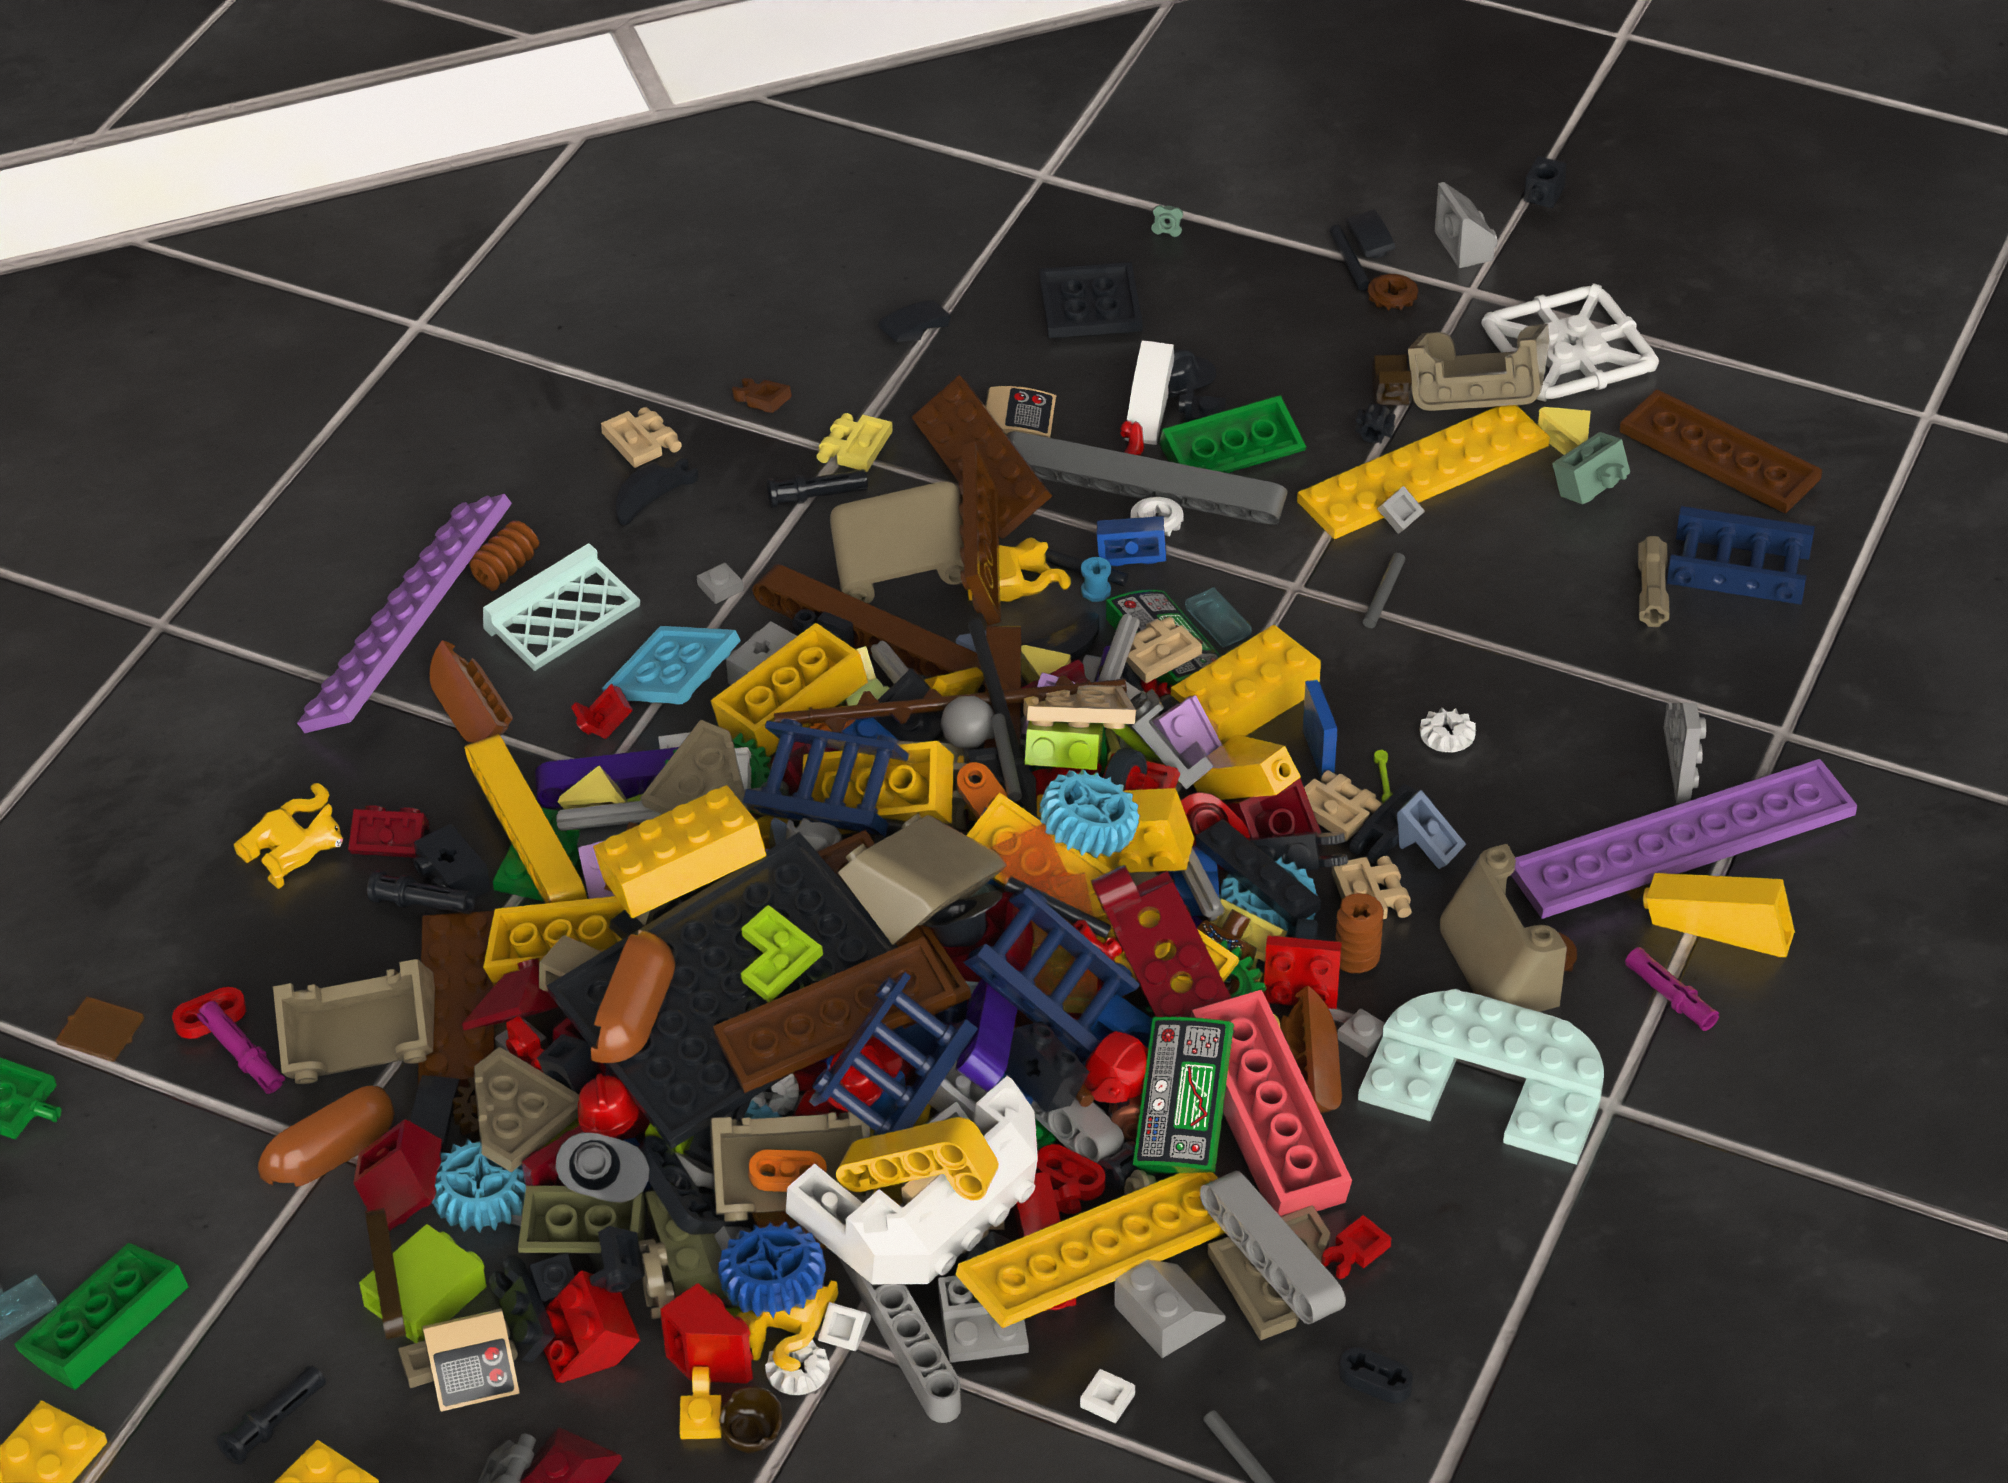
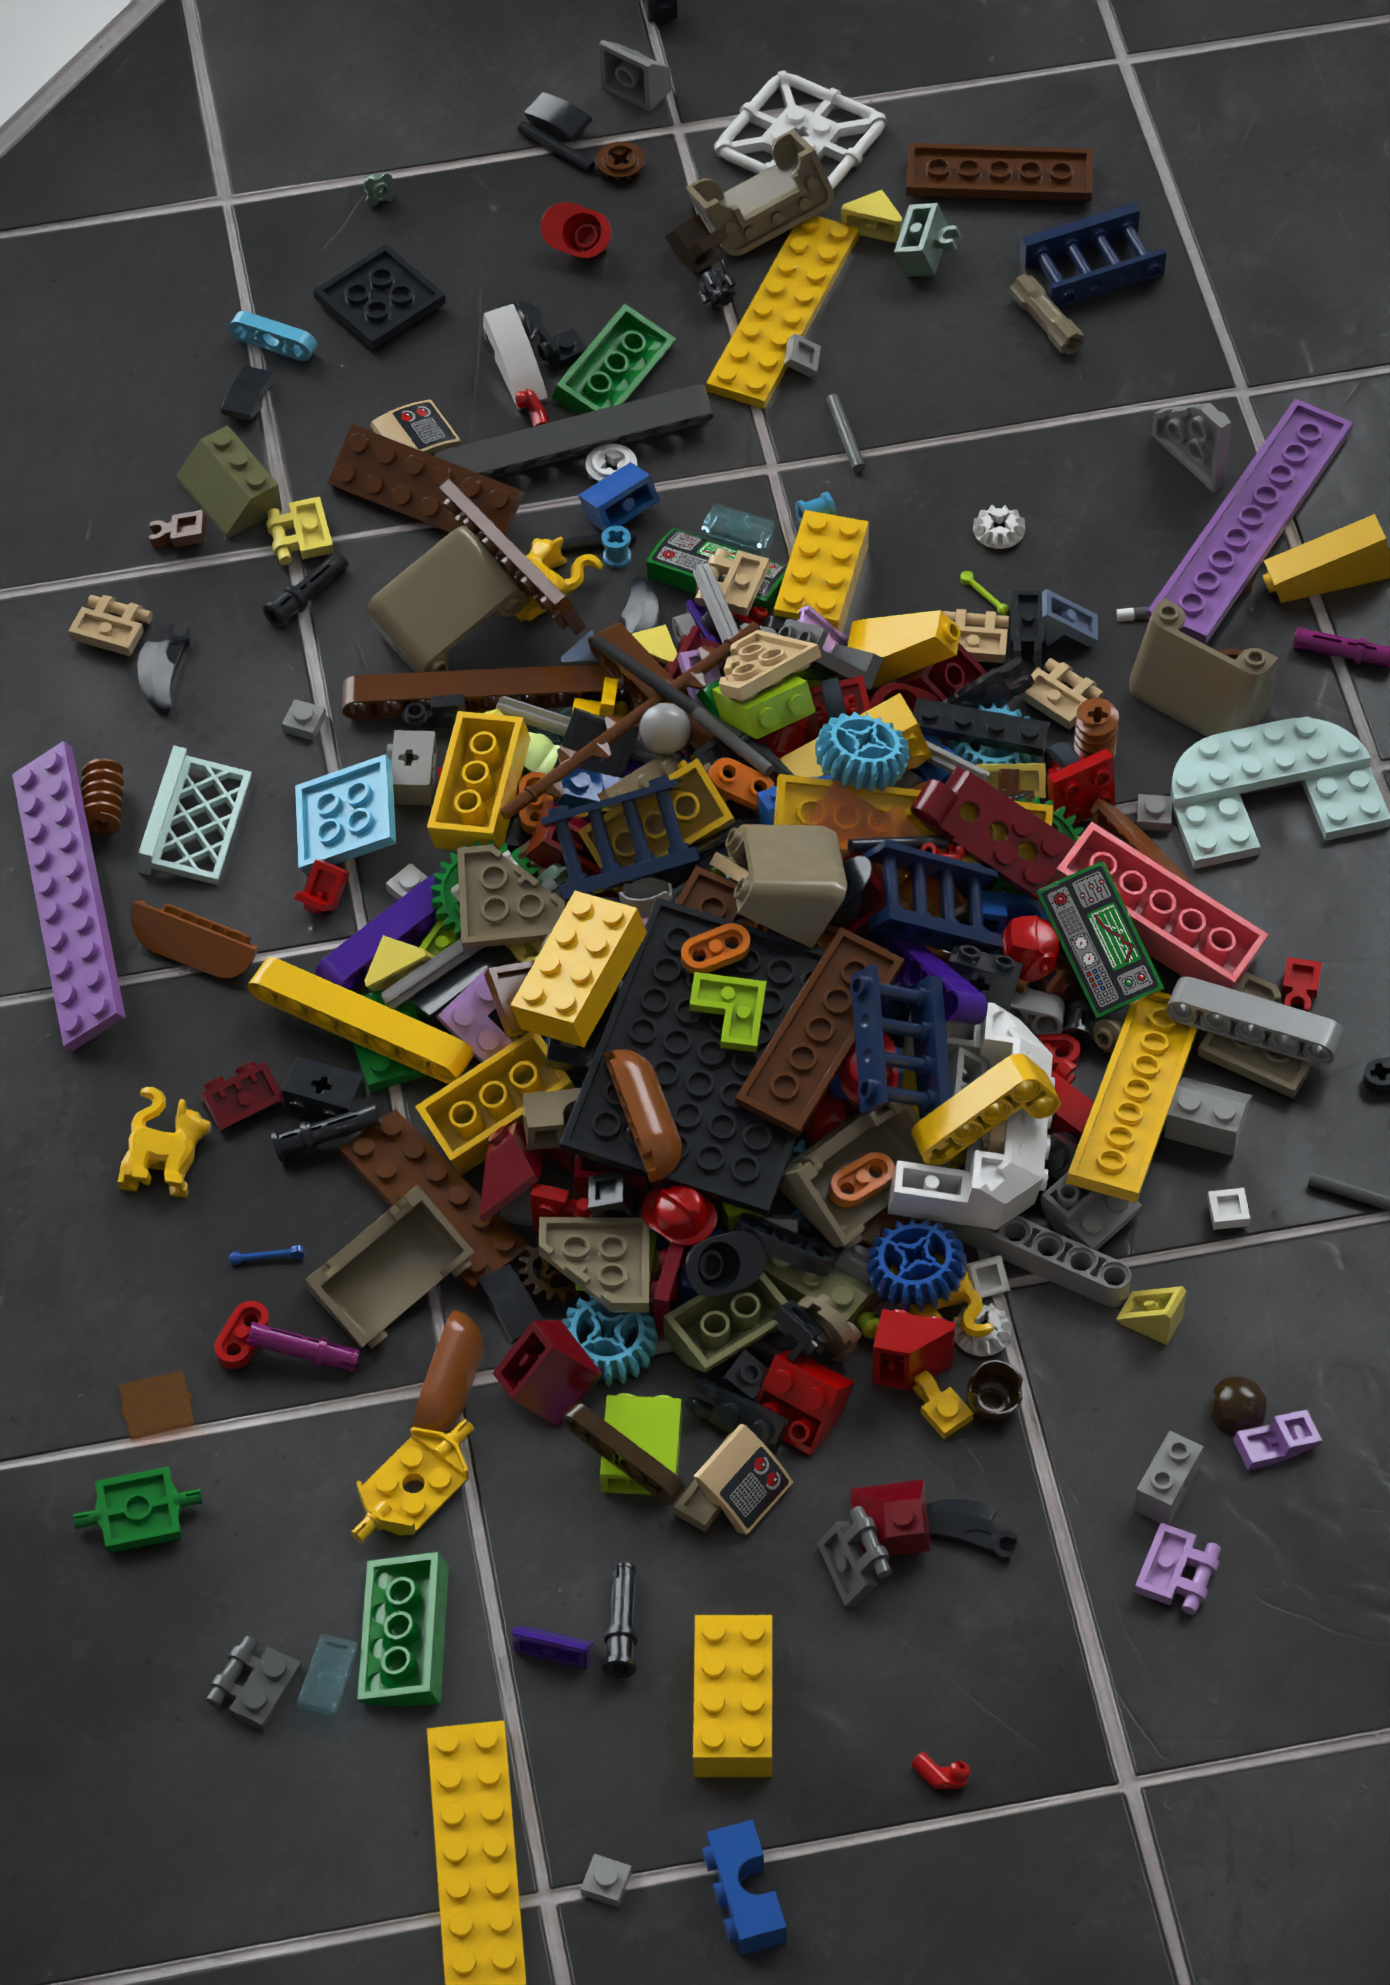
camera: 35 degrees left, 10 degrees up
(190, 1205) = (426, 1458): none -> yellow plate
(201, 1398) = (552, 1646): none -> dark purple slope
(315, 975) = (295, 1252): none -> blue hinge
(807, 897) = (714, 950): none -> orange plate
(832, 377) = (229, 482): none -> olive slope
(957, 1446) = (1154, 1312): none -> light yellow slope
(975, 288) = (289, 342): none -> medium azure beam
(1295, 323) = (576, 230): none -> red piece
(1300, 633) = (823, 504): none -> dark azure bush
(1319, 727) = (915, 578): blue tile -> none

